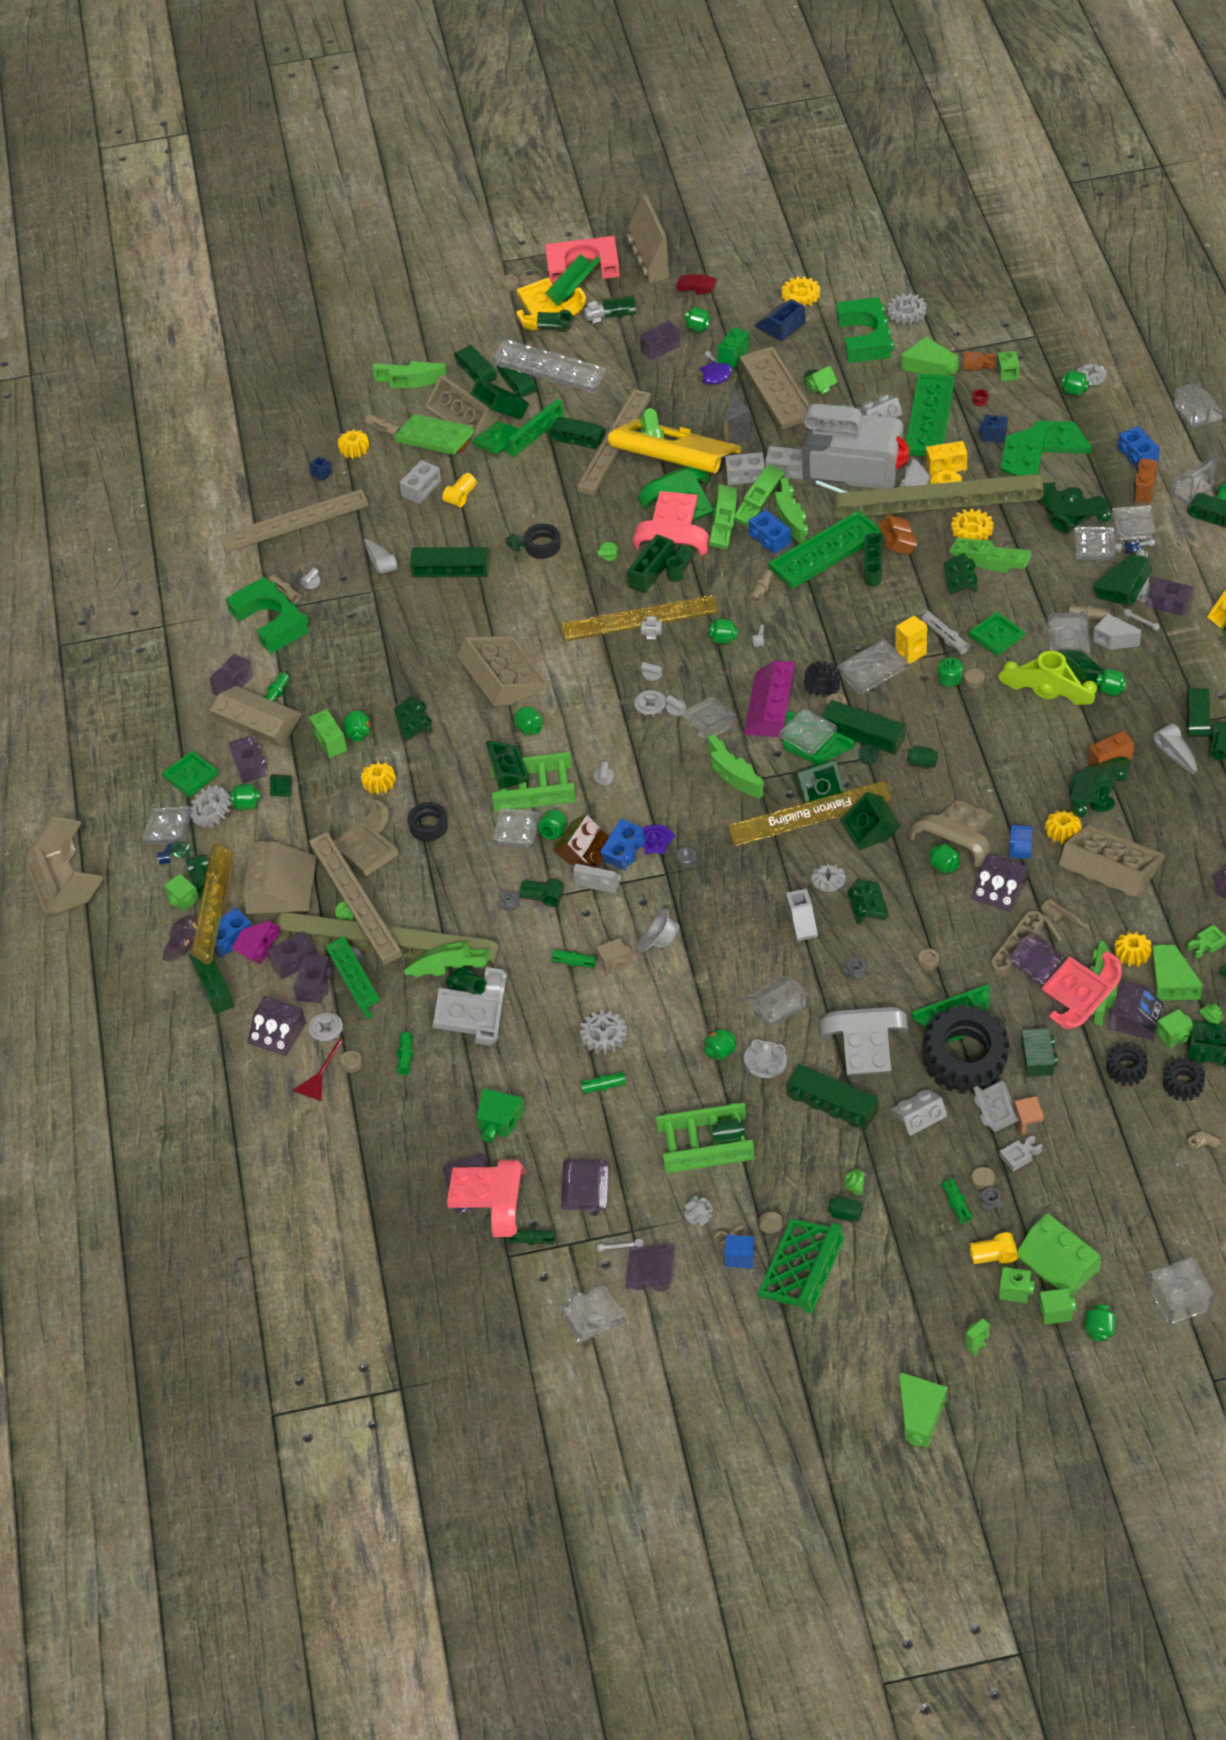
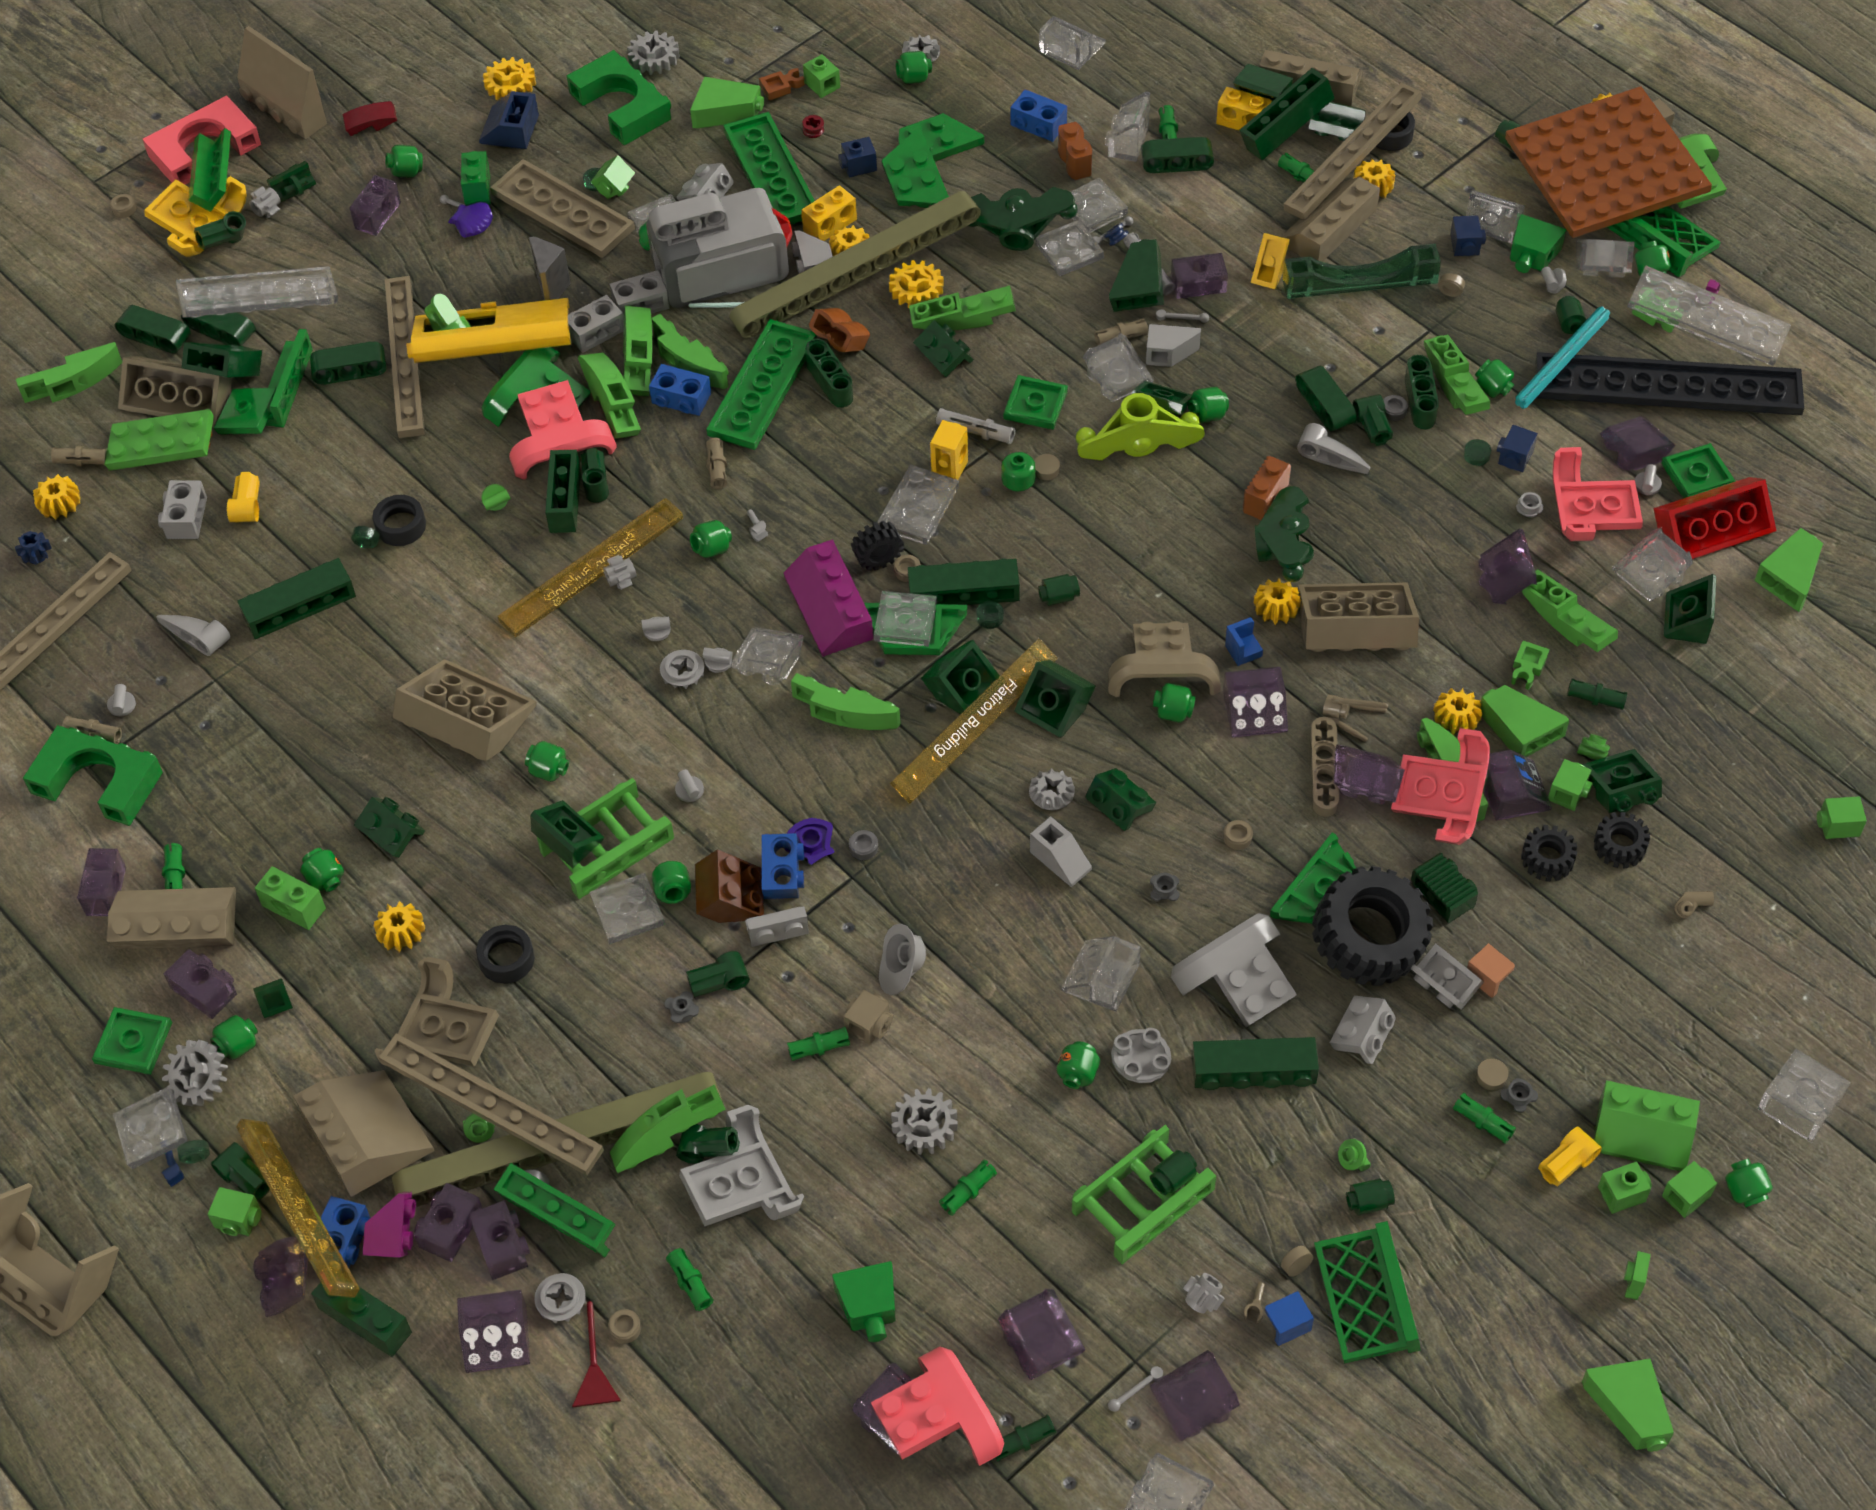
camera: 35 degrees left, 5 degrees up
(1018, 1155) = (1511, 1023): light grey plate -> none

